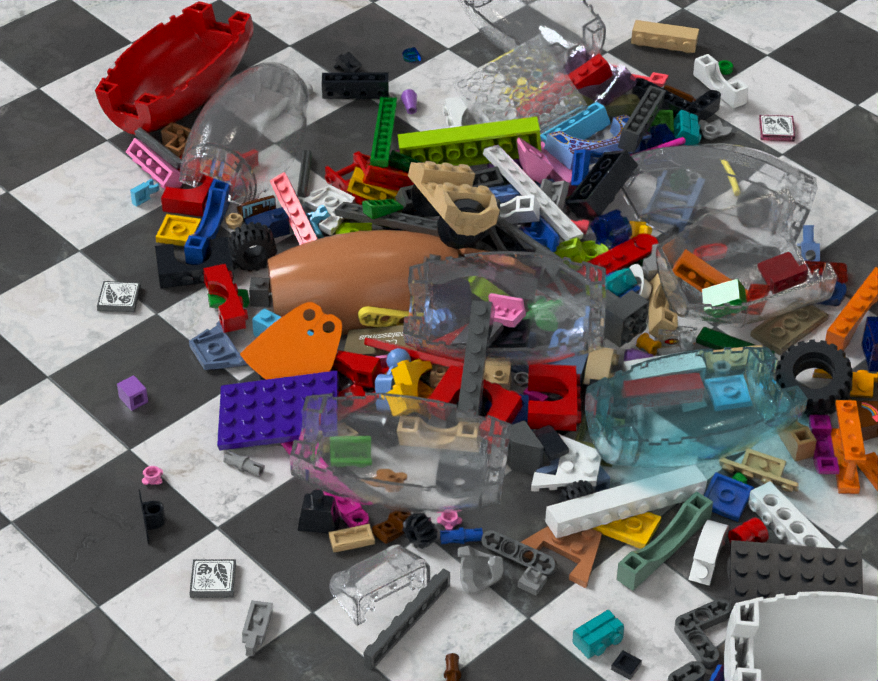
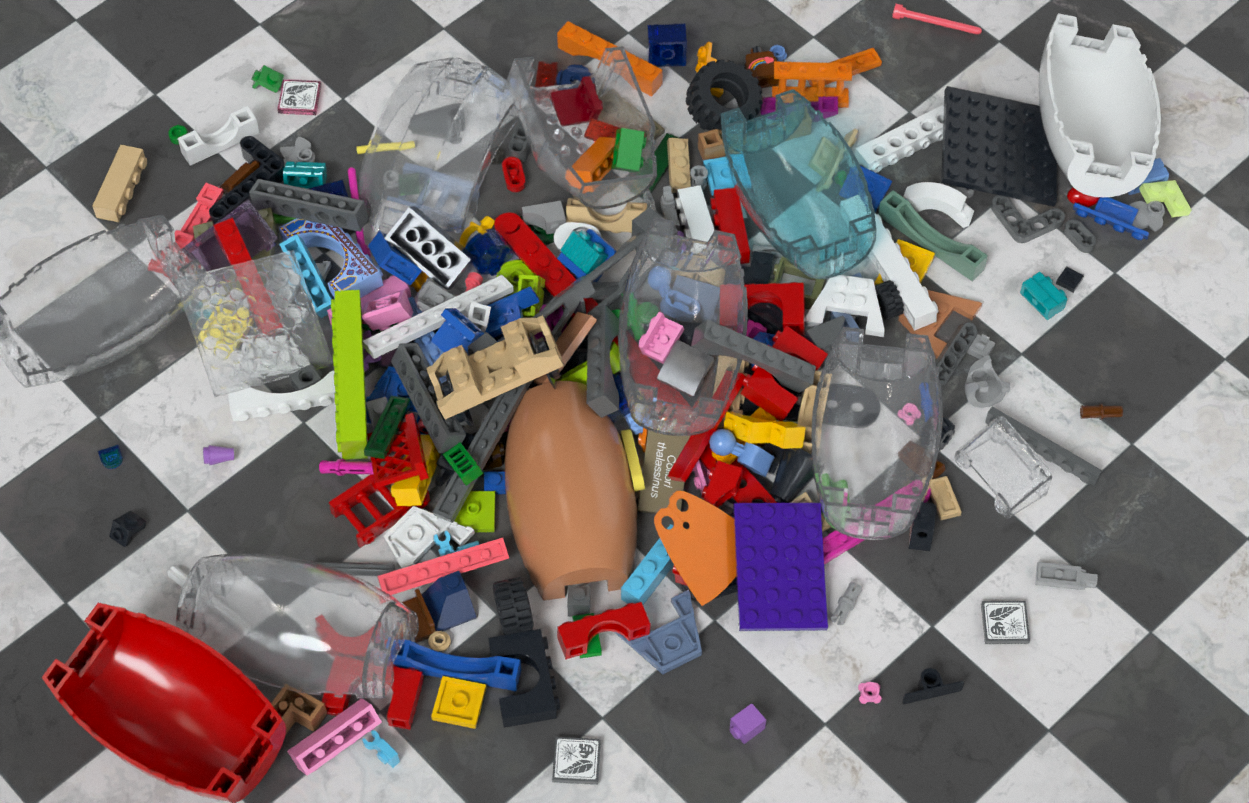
camera: 90 degrees left, 15 degrees up
(156, 146) = (314, 728): dark grey axle -> none
(355, 85) = (186, 512): black brick -> none
(383, 132) = (309, 466): green plate -> none
(390, 475) = (873, 461): medium nougat plate -> none
(507, 186) = (455, 331): none -> blue bracket
(552, 442) = (829, 310): black slope -> none
(750, 531) = (916, 172): red wheel -> none
(791, 106) = (267, 78): none -> green bracket

